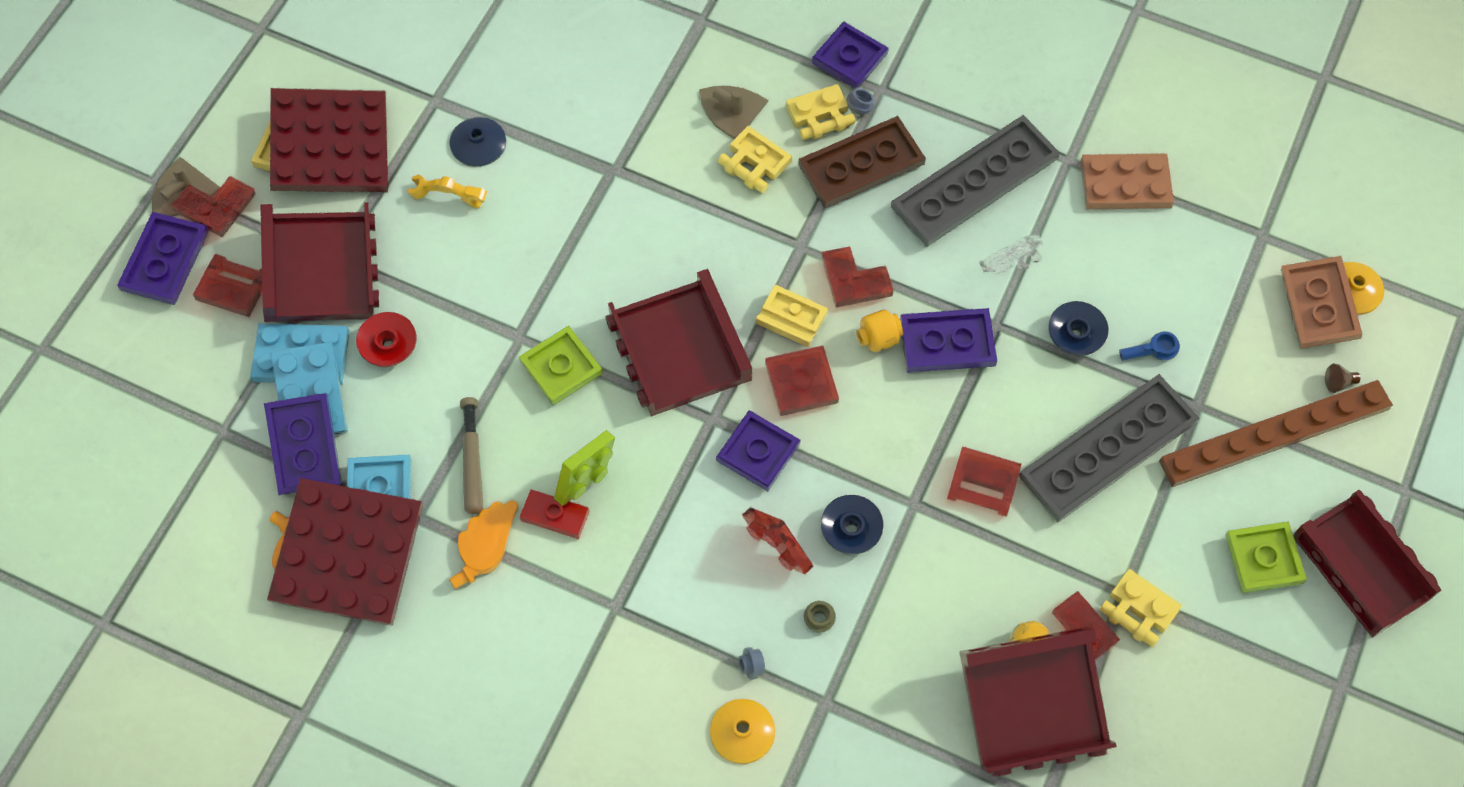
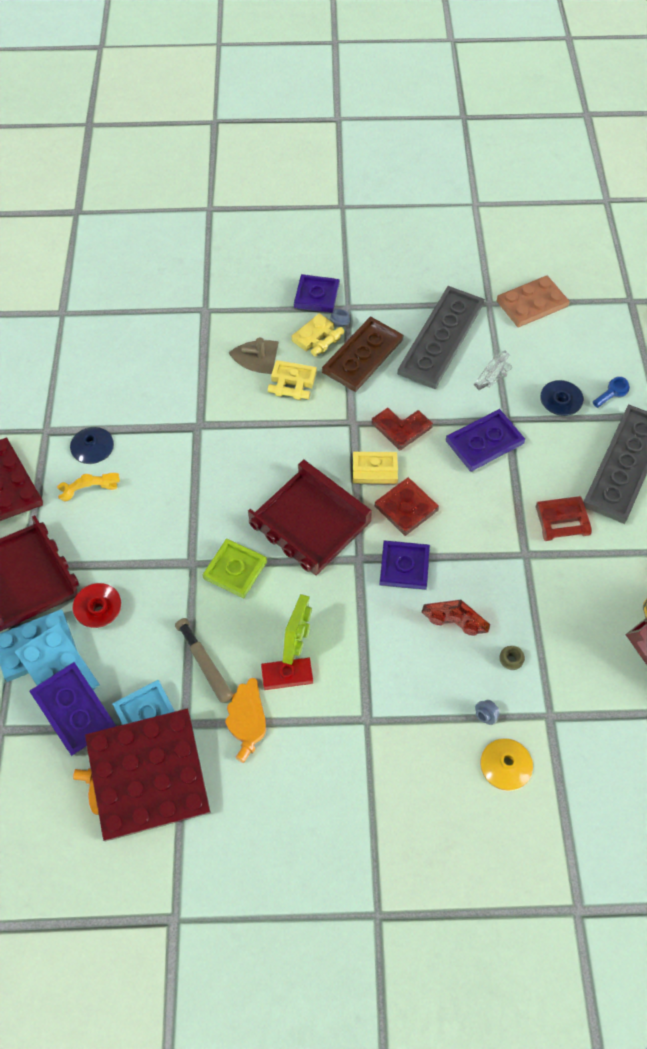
camera: 25 degrees left, 5 degrees down
(852, 511) = (502, 577): dark blue dish -> none
(879, 331) = (439, 451): yellow head -> none

